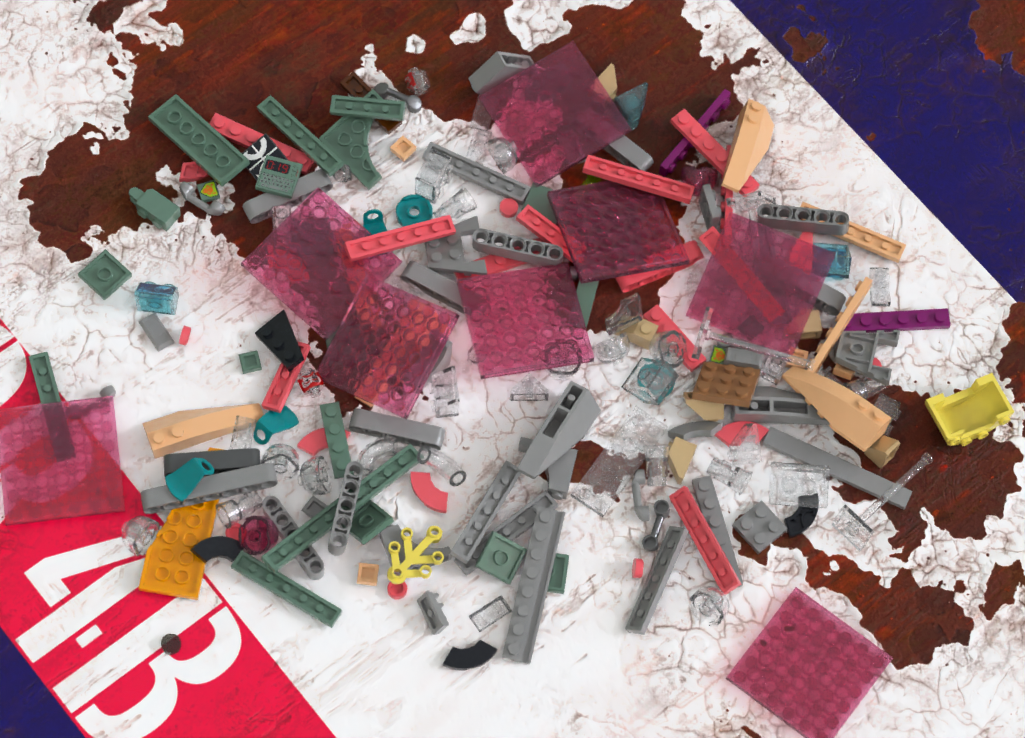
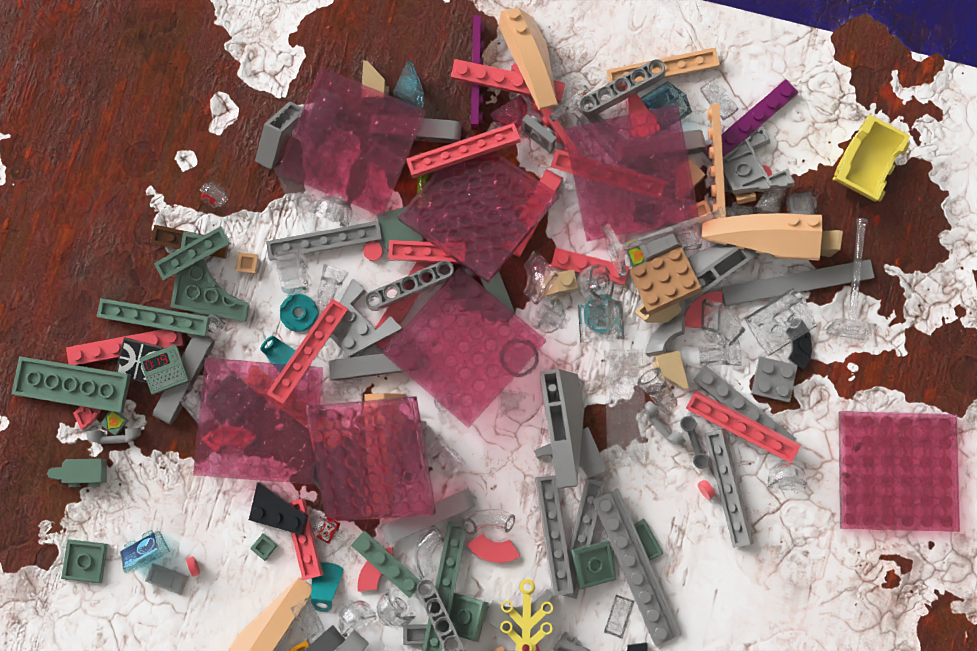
camera: 30 degrees left, 15 degrees up
(413, 102) = (190, 223): flat silver bar -> none

